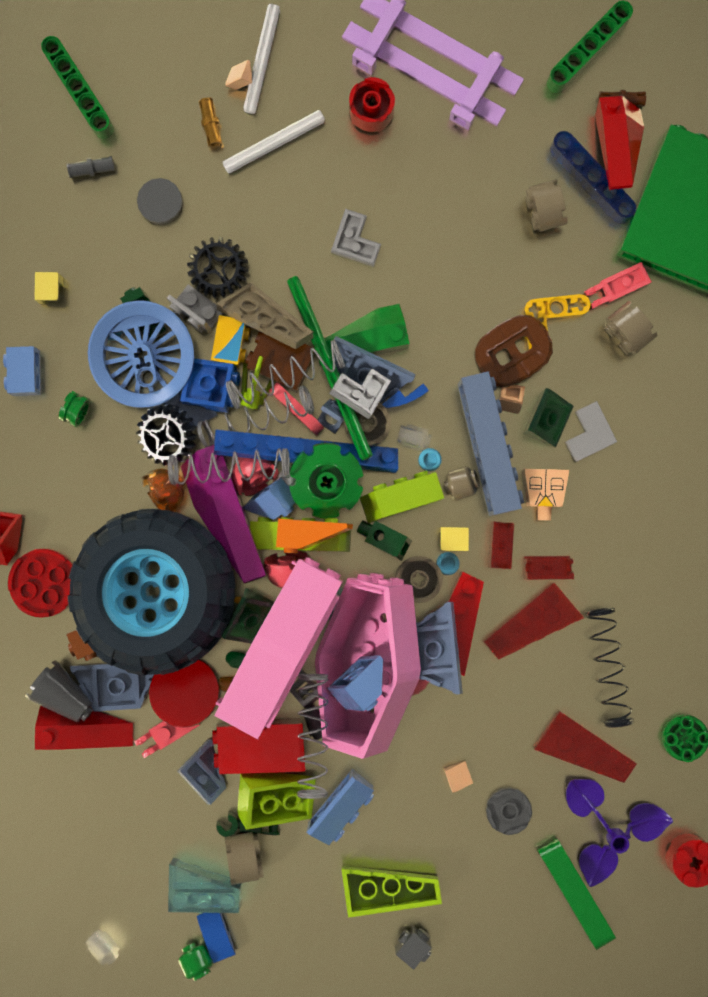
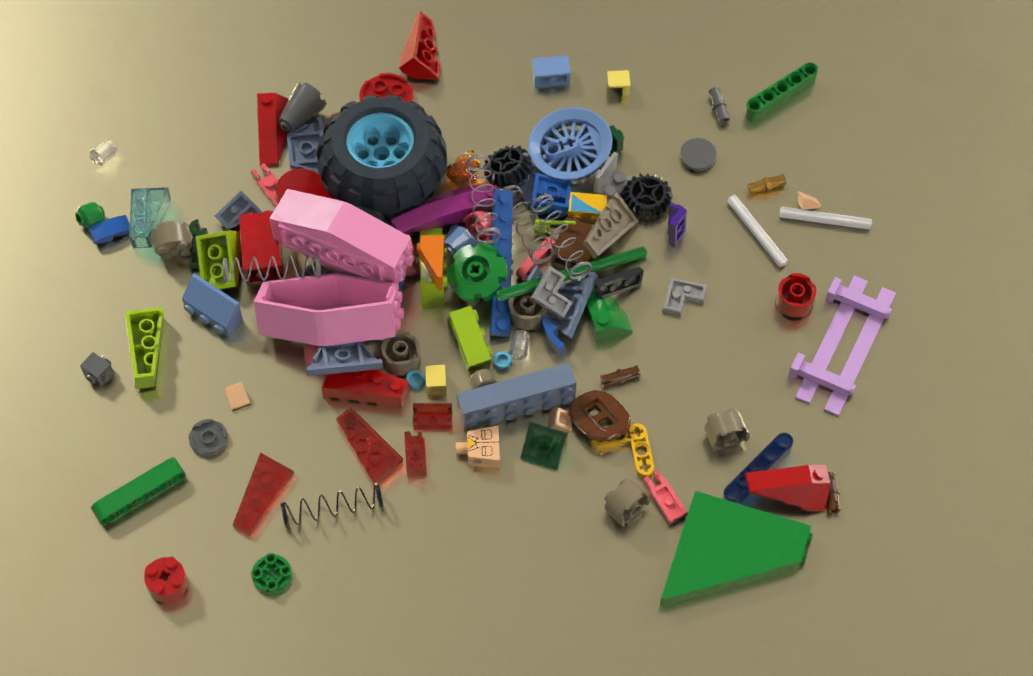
camera: 85 degrees right, 25 degrees down
(74, 409) = (523, 105): green wheel -> none
(262, 230) = (677, 223): none -> dark purple bracket
(351, 327) = (618, 282): none -> black hinge
(359, 684) = (312, 293): medium blue slope -> none
(392, 543) = (435, 322): dark green torso -> none
(460, 322) = (620, 376): none -> reddish brown pin
(593, 37) = (877, 470): green beam -> none
(596, 435) = (531, 488): light grey tile -> none
(646, 825) = (163, 511): dark purple plant -> none

